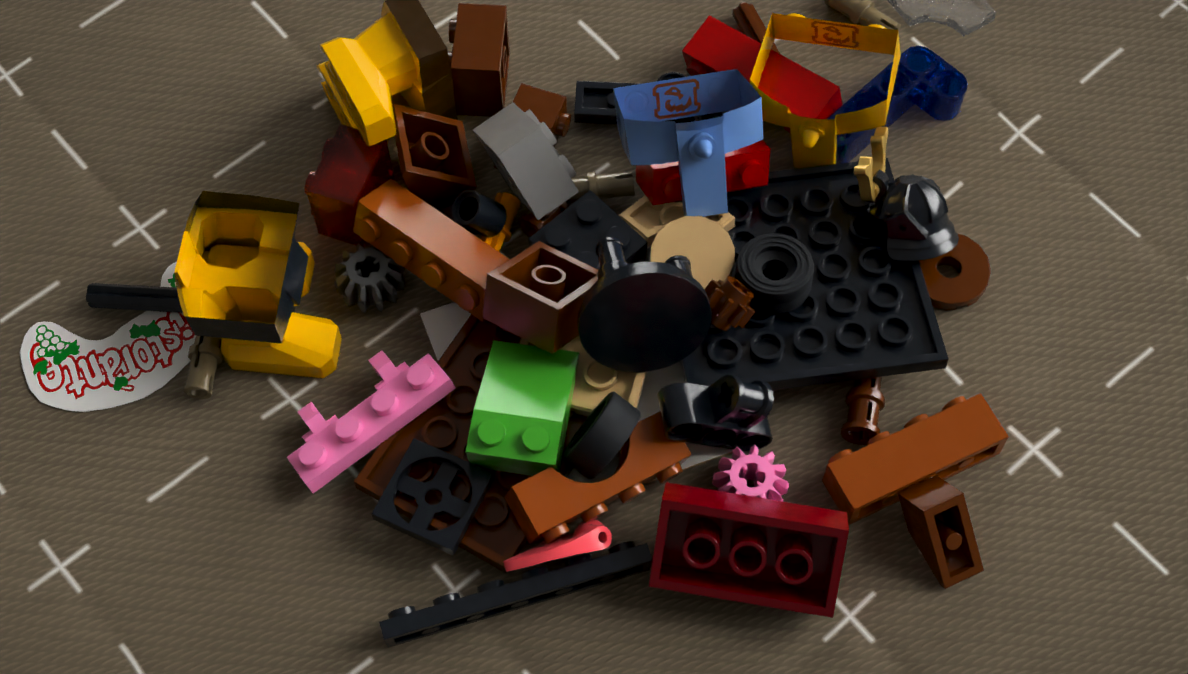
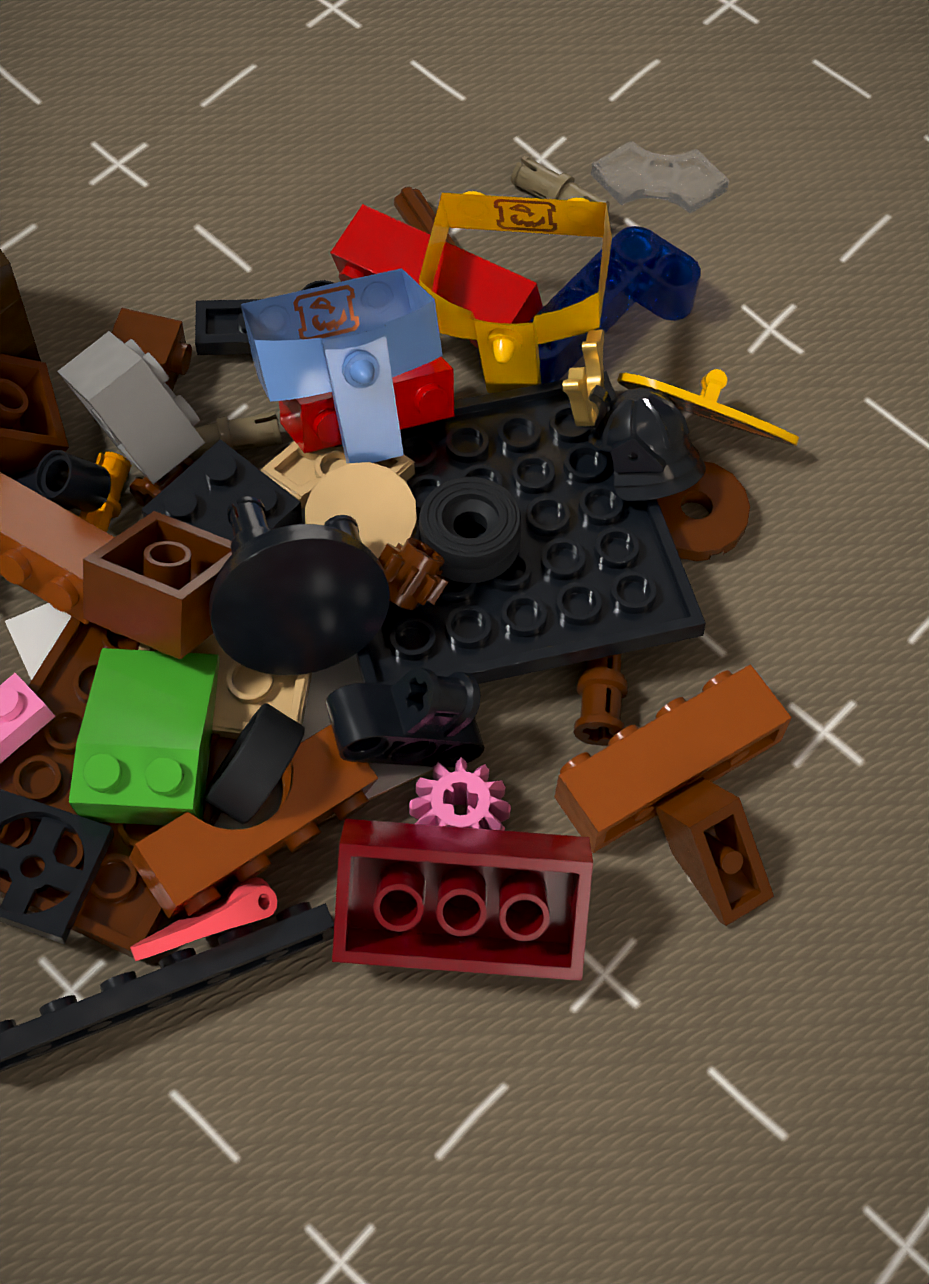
camera: 10 degrees left, 0 degrees up
(479, 58) = (63, 279): reddish brown brick -> none
(963, 190) = (706, 405): none -> yellow shield

